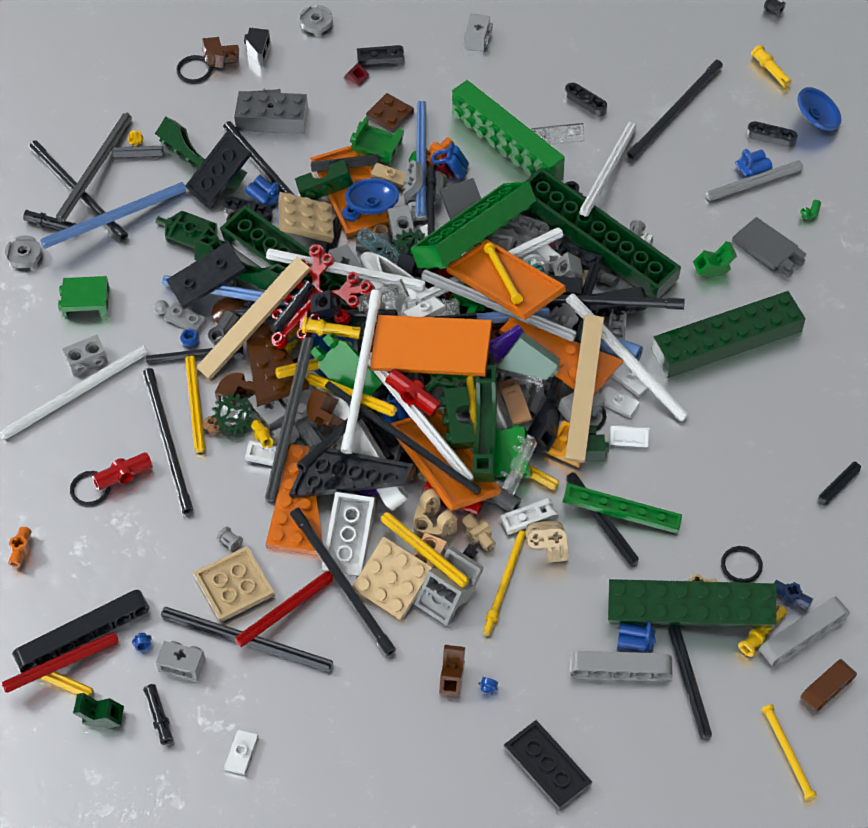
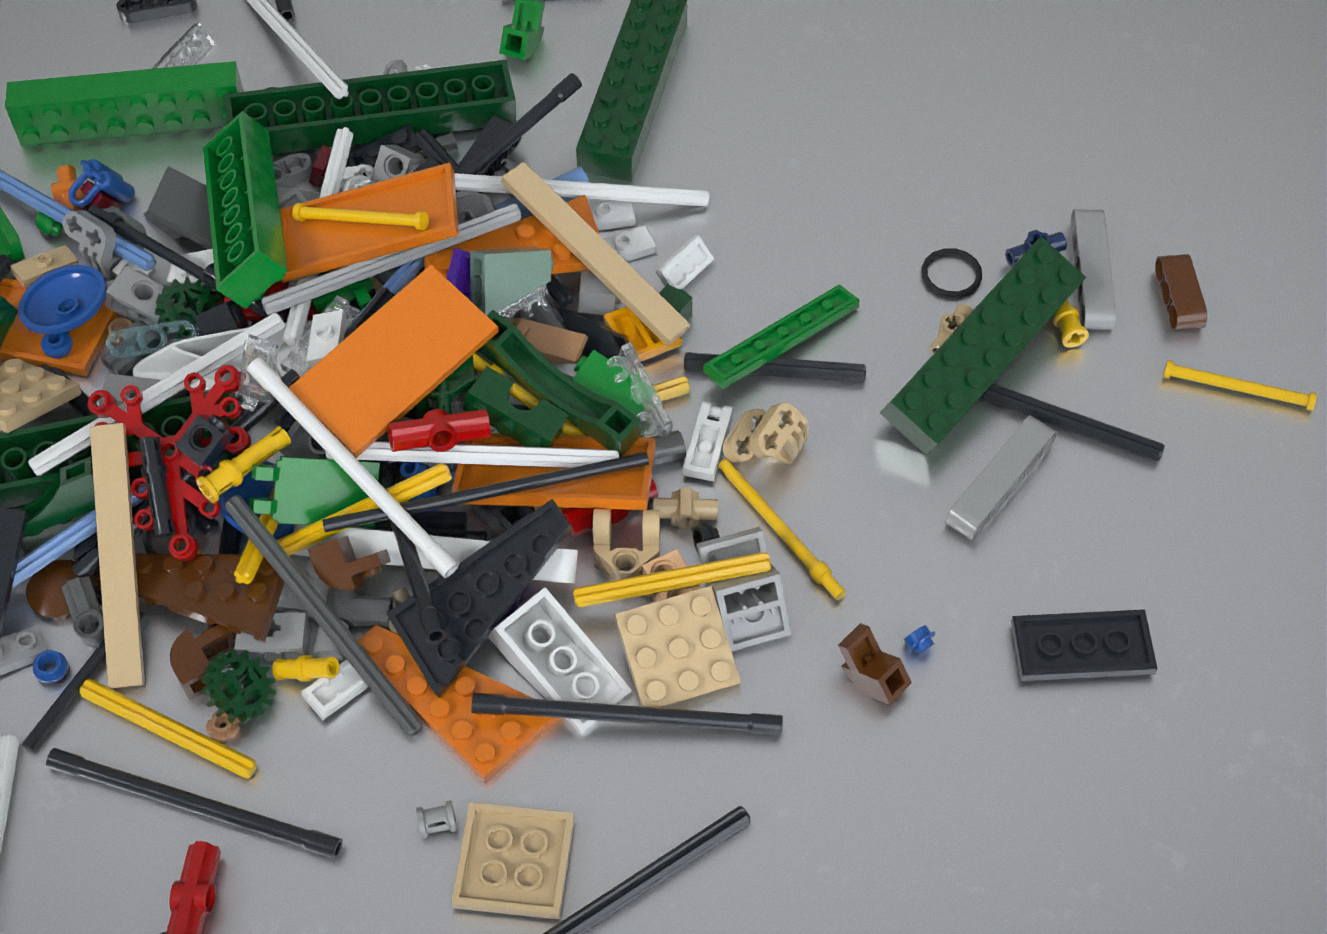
camera: 55 degrees left, 0 degrees up
(283, 609) = (611, 819): red axle -> none
(636, 638) = (974, 435): blue piece -> none
(852, 470) = (920, 116): black axle -> none

